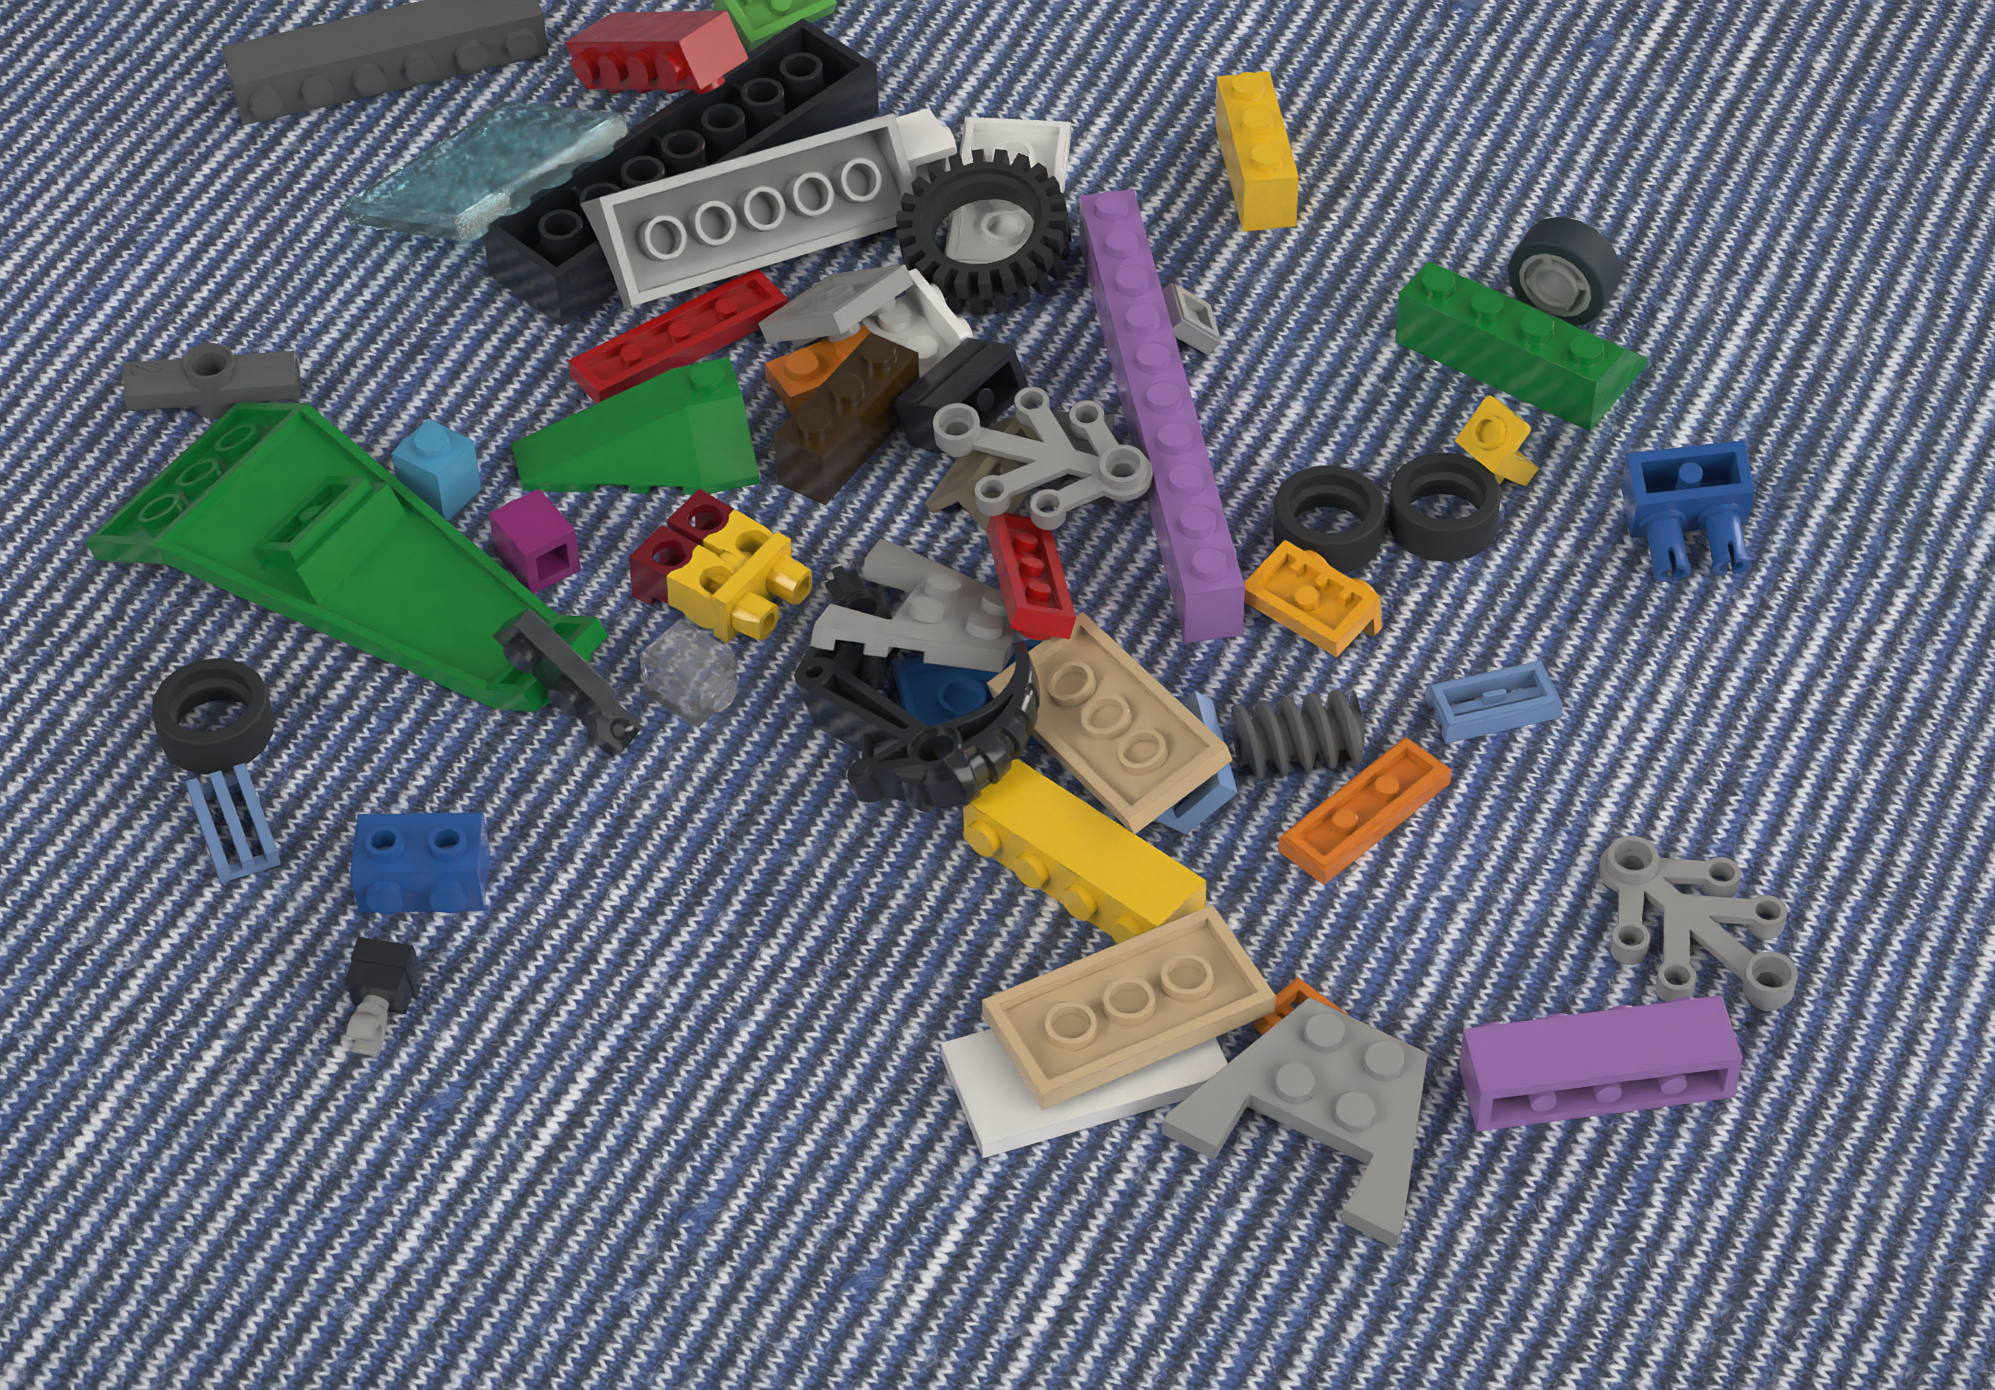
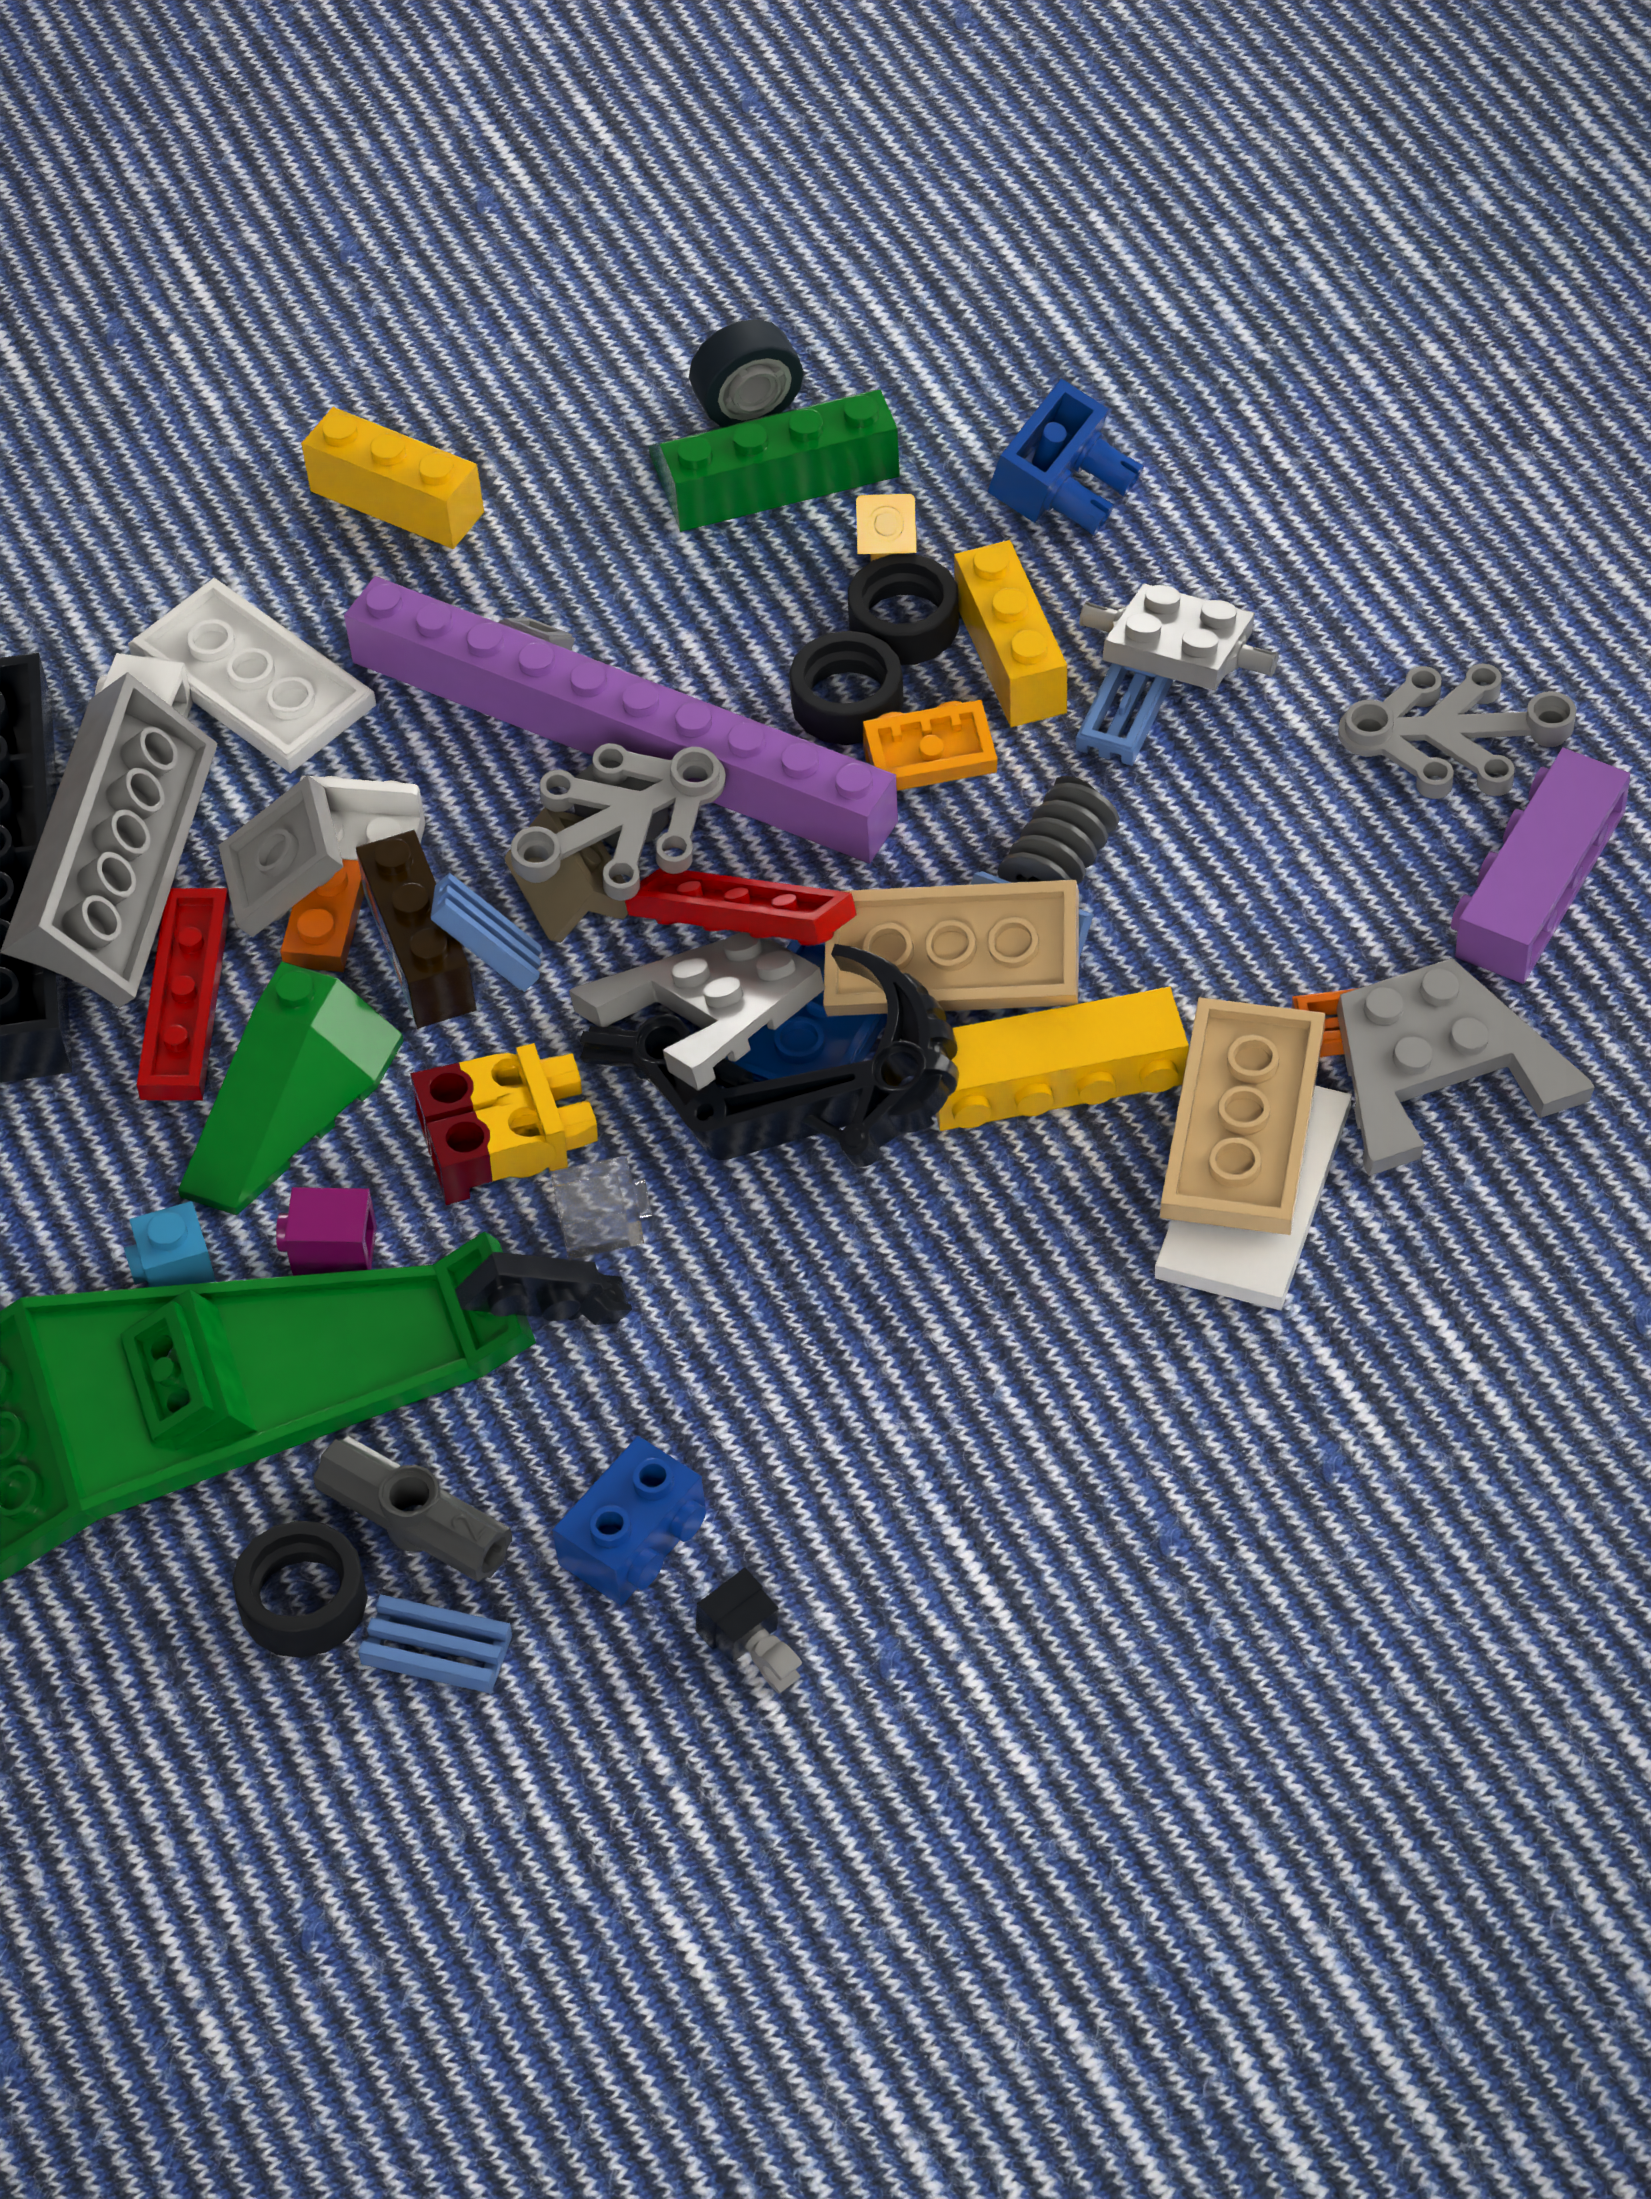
camera: 50 degrees left, 5 degrees up
(329, 734) = (441, 1527): none -> dark grey piece
(876, 450) = (486, 932): none -> medium blue tile
(972, 375) = (470, 831): black brick -> none
(986, 181) = (300, 646): black tyre -> none
(1364, 810) = (1159, 855): orange tile -> none
(1480, 580) = (1011, 633): none -> yellow brick
(1594, 688) = (1179, 636): none -> light grey plate

